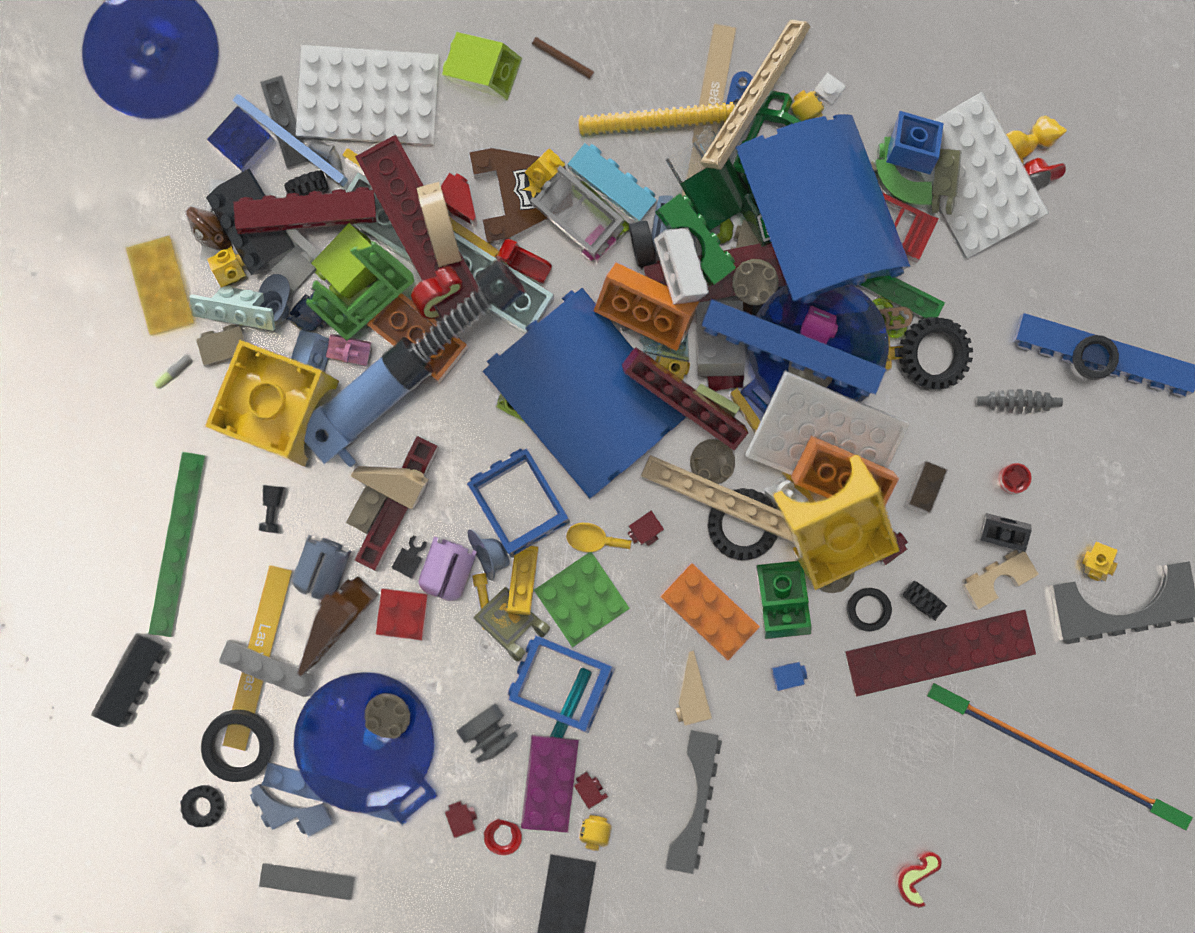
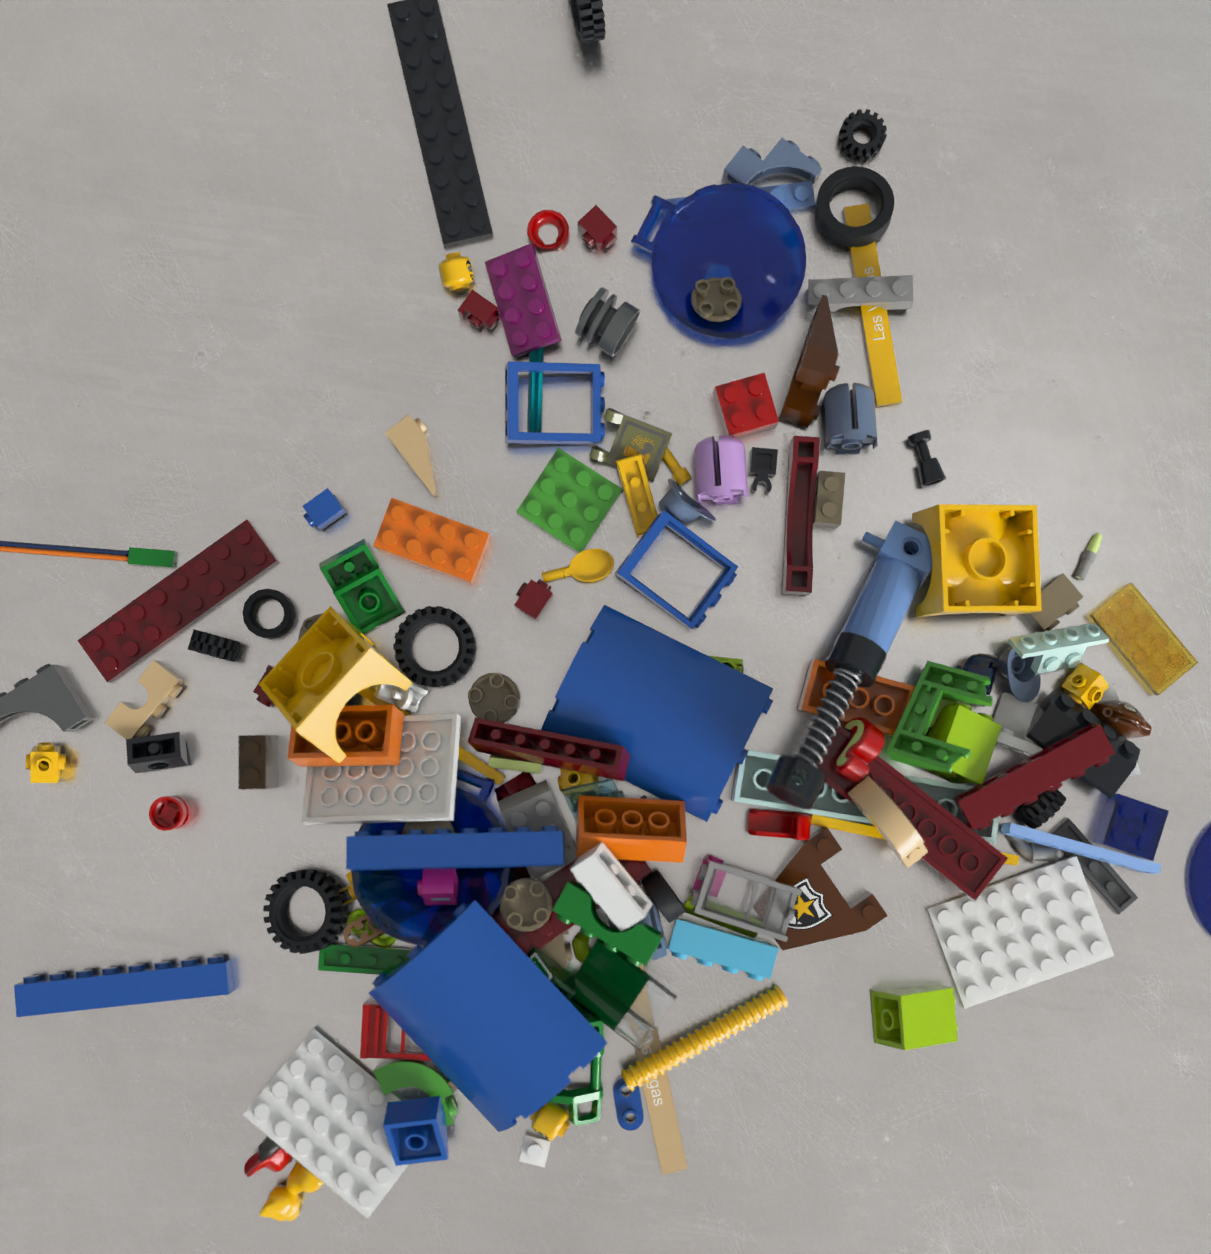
camera: 155 degrees right, 0 degrees up
(129, 680) = (992, 225): black slope -> none
(177, 544) = (1004, 383): green plate -> none
(306, 881) = (724, 107): dark grey tile -> none
(311, 349) = (956, 635): light blue panel -> none
(350, 351) = (917, 653): bright pink hips -> none
(396, 483) = (812, 534): tan slope -> none
(459, 198) = (877, 862): red slope -> none
(544, 168) = (800, 933): yellow bracket -> none
(560, 56) = (831, 1061): reddish brown bar -> none
(683, 850) = (360, 292): dark grey arch -> none
(716, 497) = (474, 661): tan tile -> none
(755, 94) = (610, 1109): tan tile -> none
(913, 874) = (115, 365): red animal -> none
(946, 179) = (368, 1104): olive hinge -> none
(1019, 401) = (198, 897): dark grey piece -> none
(1113, 357) = (112, 987): black tyre -> none

